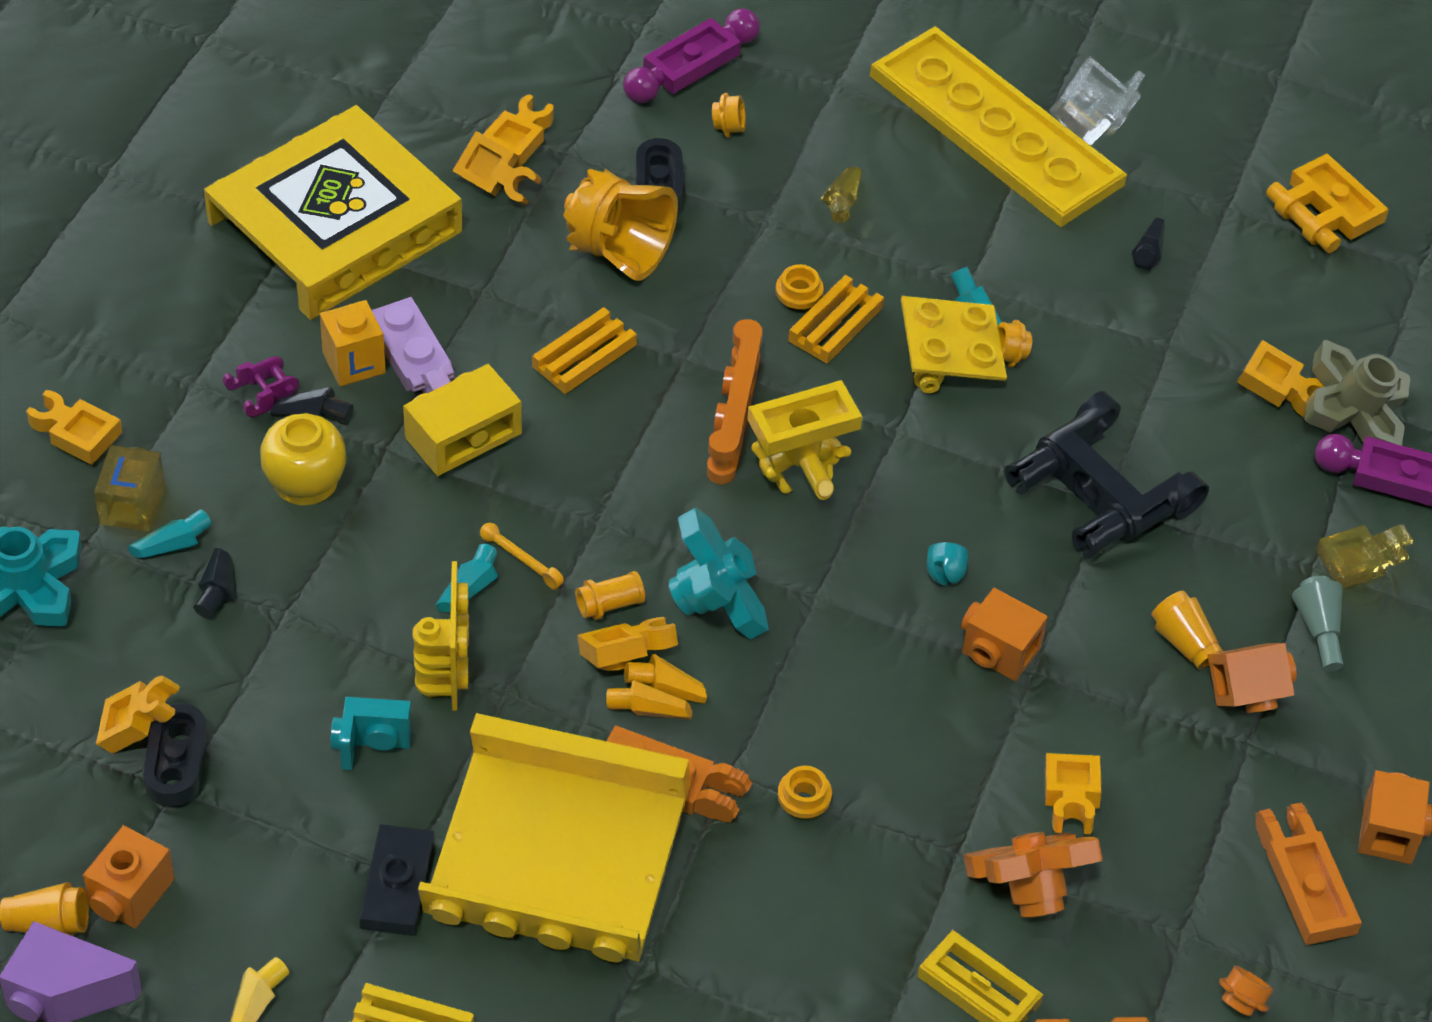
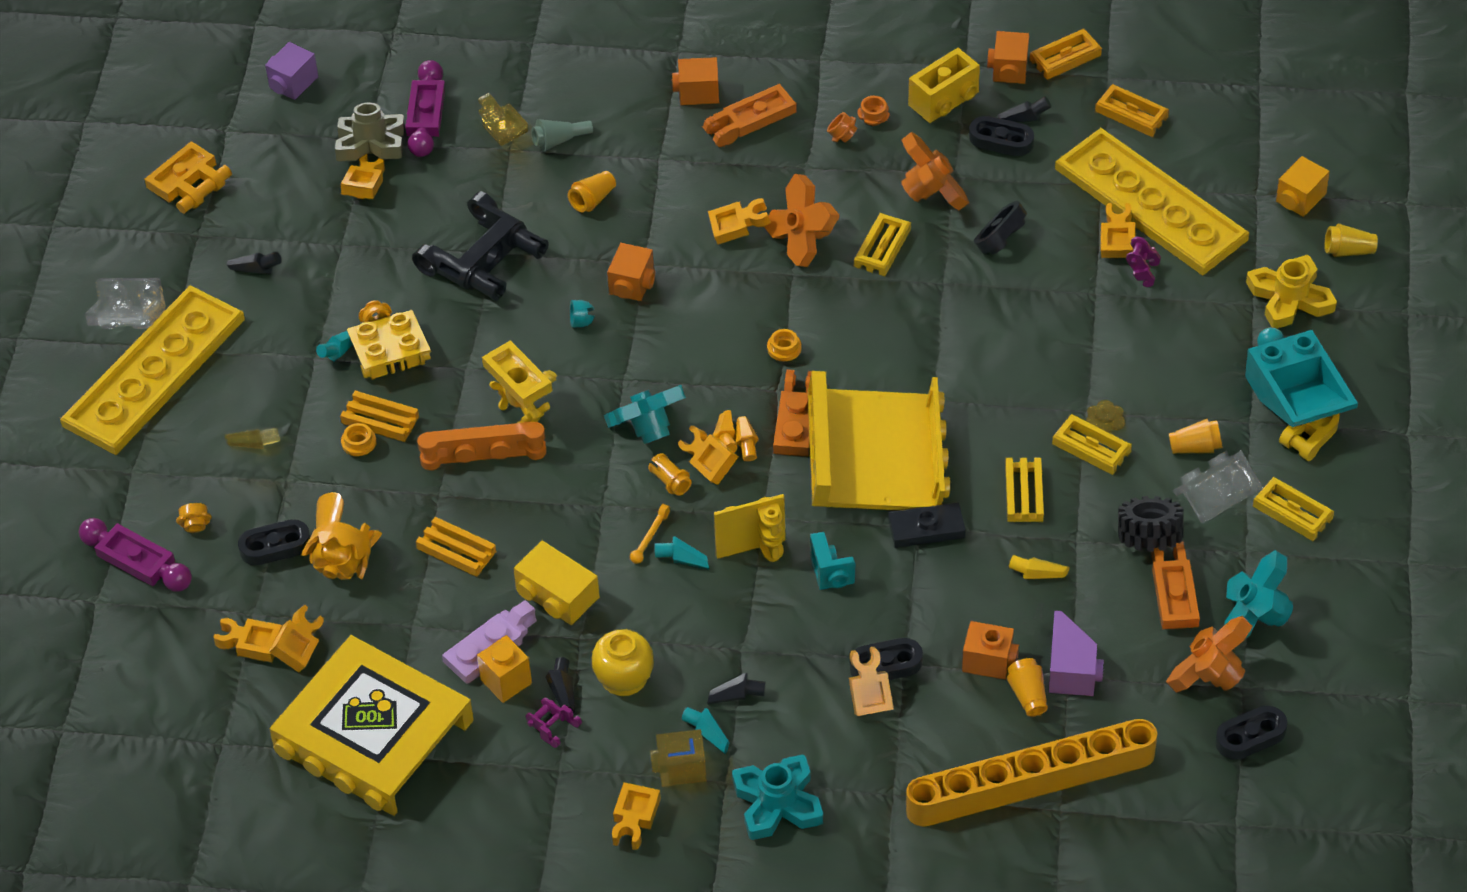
camera: 100 degrees left, 0 degrees up
(1253, 676) = (622, 151): orange brick -> none

